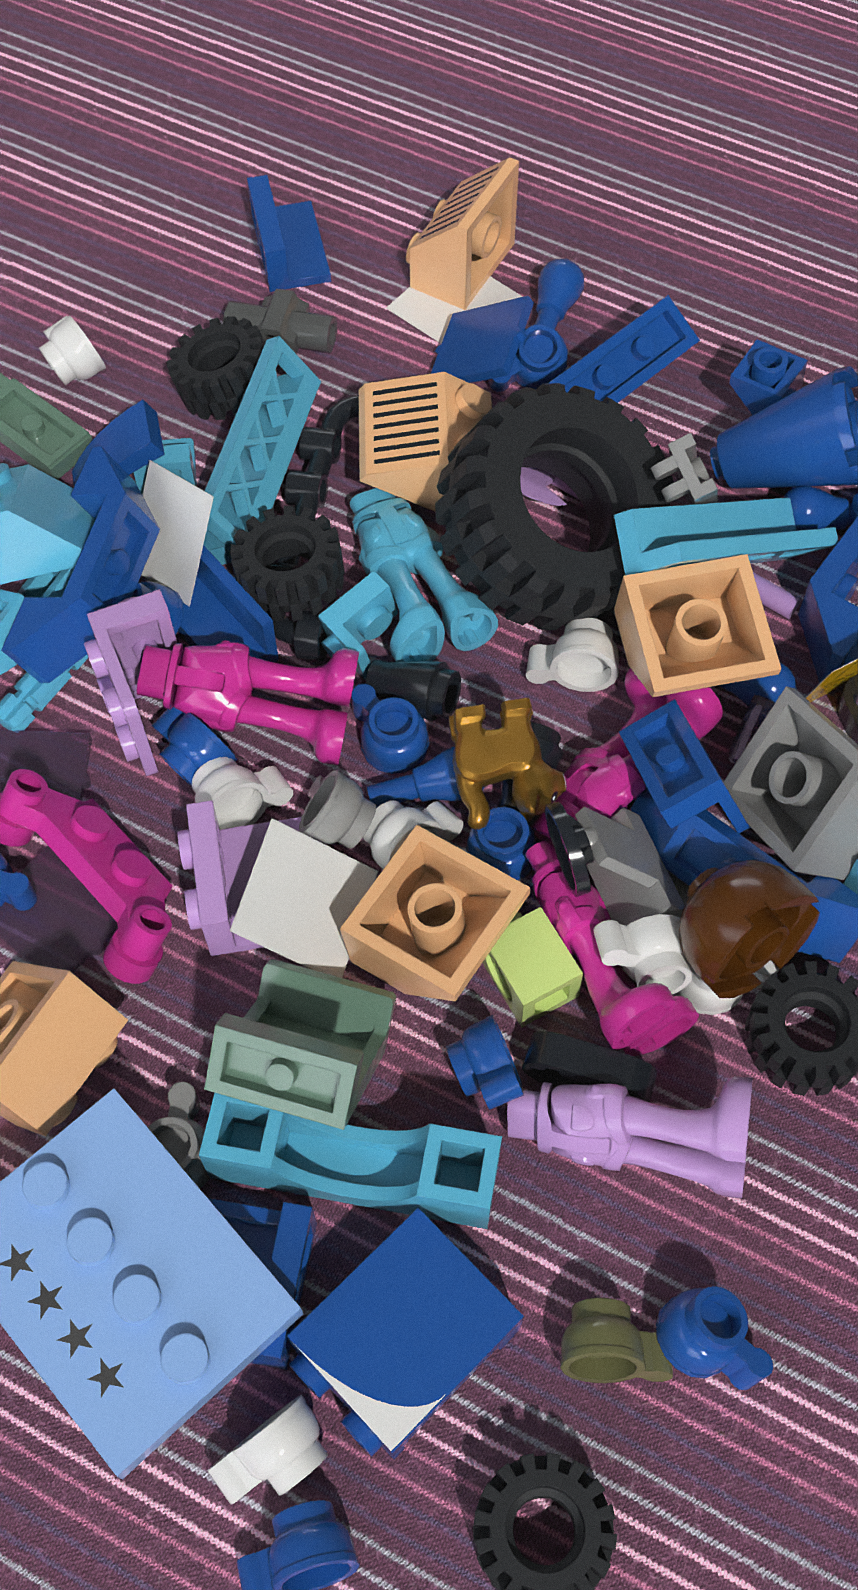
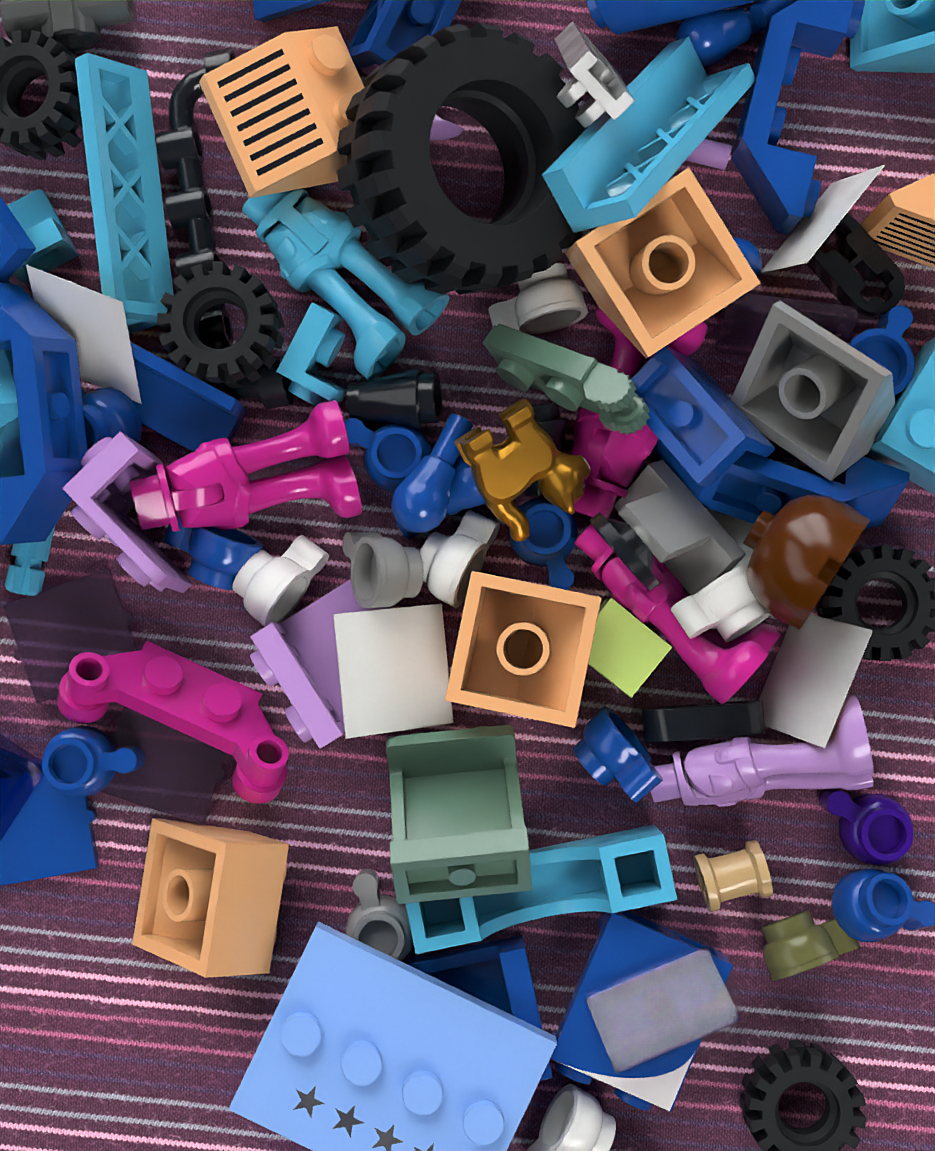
camera: 25 degrees left, 25 degrees up
(403, 759) = (424, 494): none -> blue piece
(427, 1322) = (662, 1010): none -> clear purple slope
(561, 1238) = (733, 875): none -> tan bush
(576, 703) = (567, 378): none -> sand green hinge
(714, 1057) = (812, 678): none -> white sticker
(729, 1250) = (870, 825): none -> dark purple piece

